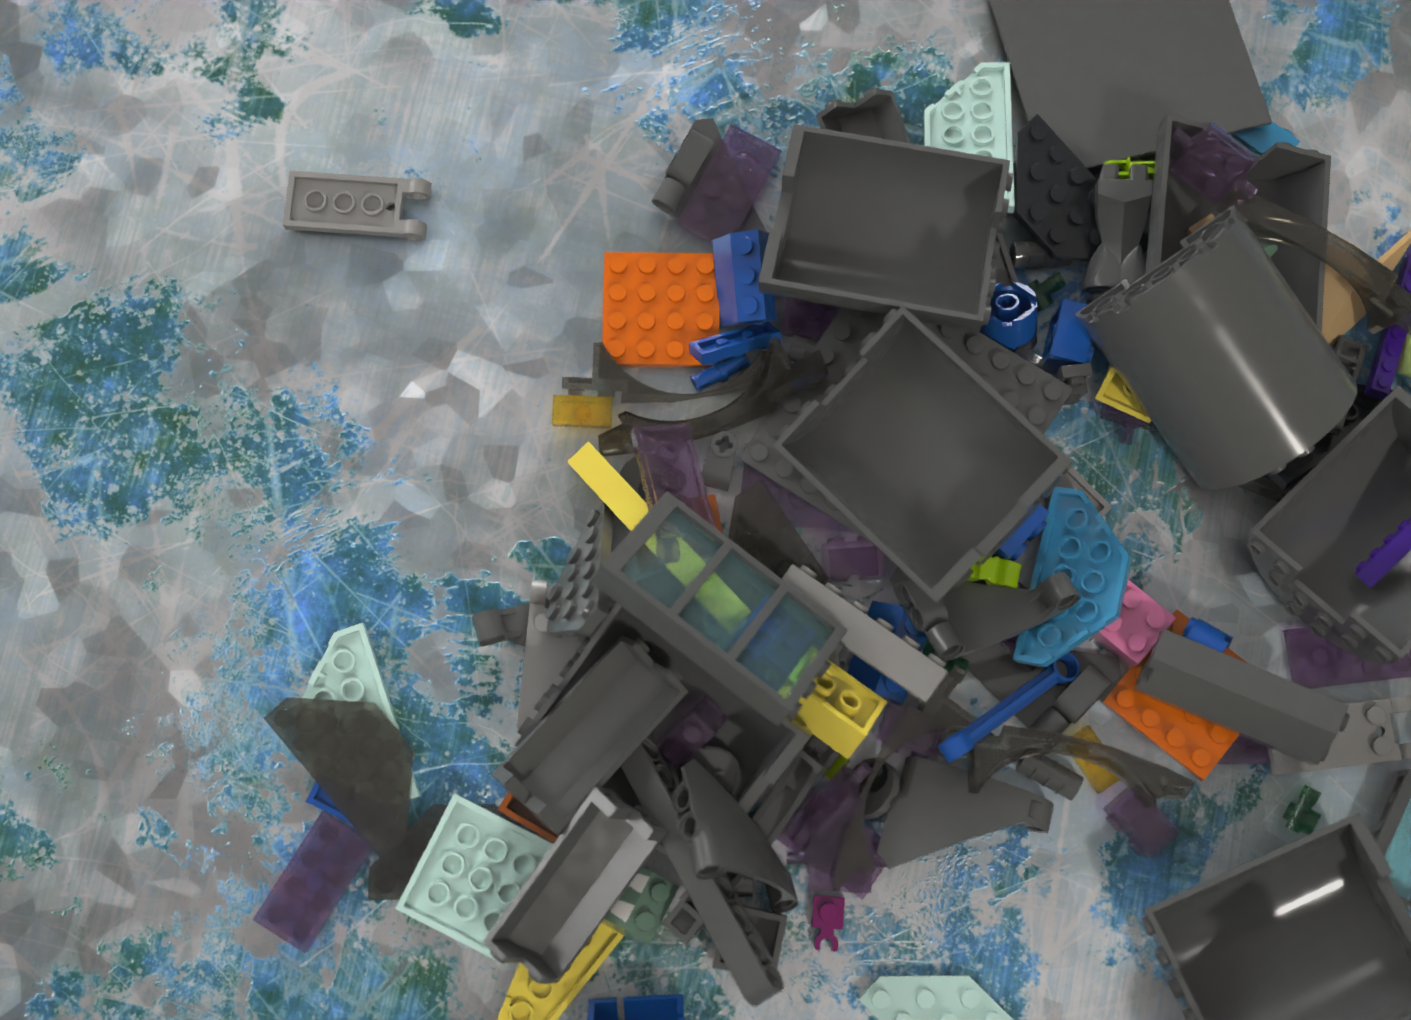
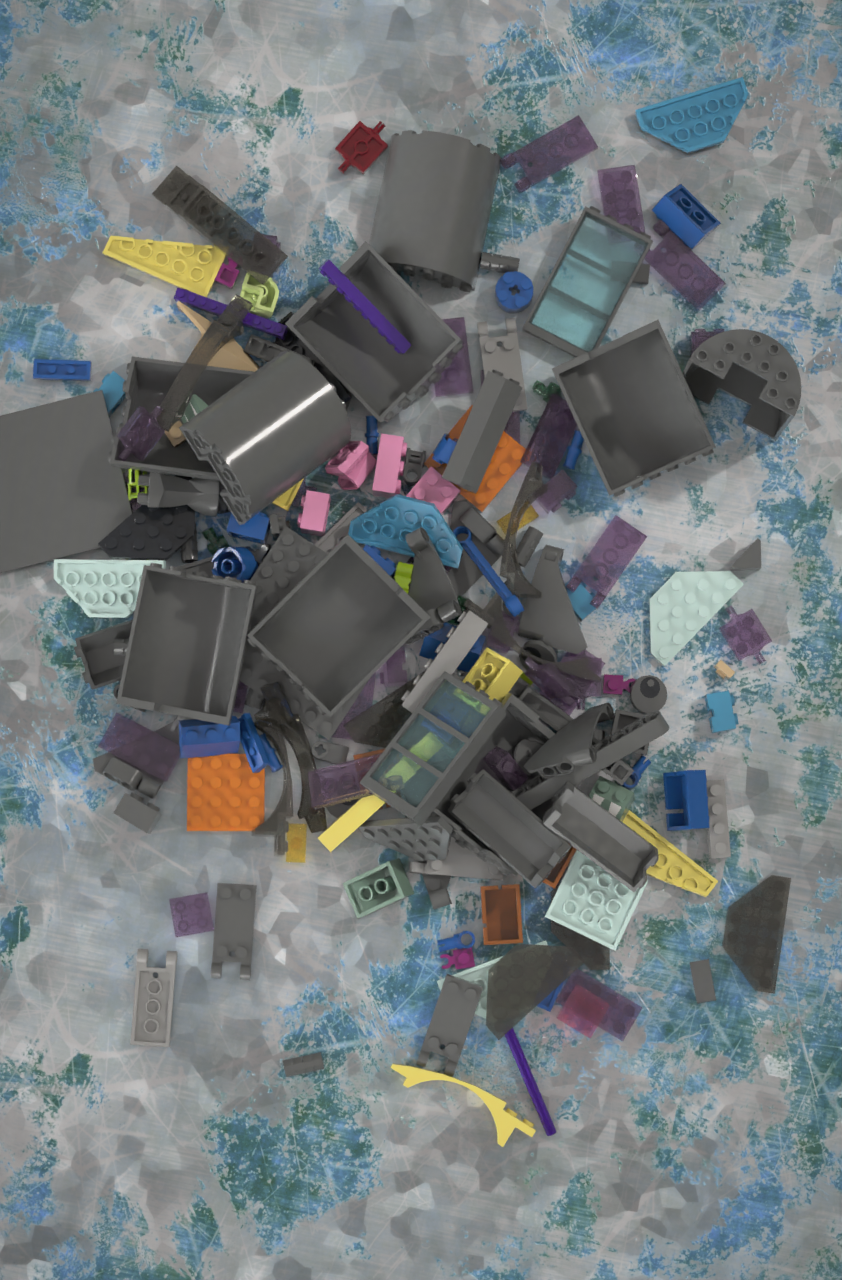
camera: 90 degrees left, 5 degrees up
(142, 726) = (504, 1119): none -> light yellow slope
(196, 769) = (530, 1082): none -> dark purple axle
(246, 420) = (303, 1064): none -> dark grey axle
(298, 644) = (451, 1021): none -> dark grey hinge
(298, 853) = (582, 1011): none -> clear pink brick
(397, 663) = (462, 958): none -> magenta plate
(422, 653) = (455, 942): none -> blue pin
(456, 320) = (234, 927): none -> dark grey hinge
(462, 727) = (501, 914): none -> dark orange piece
(478, 258) = (191, 914): none -> clear purple tile
(510, 535) = (378, 888): none -> sand green slope
(630, 177) = (138, 813): none -> dark grey brick
(689, 952) = (638, 769): none -> blue pin
(812, 970) = (648, 694): none -> dark grey tile
(965, 860) = (581, 601): none -> dark azure brick
(1033, 906) = (608, 559): none -> clear purple hinge
(1094, 437) = (315, 513): none -> bright pink brick
(1171, 496) = (352, 465): none -> bright pink piece
(1175, 552) = (389, 466): none -> bright pink brick
(1176, 593) = (413, 463): none -> dark grey piece
(1209, 853) = (574, 450): none -> blue pin
(1218, 529) = (372, 434): none -> blue pin
(1233, 815) = (551, 436): none -> clear purple plate
(1294, 74) = (62, 370): none -> blue plate

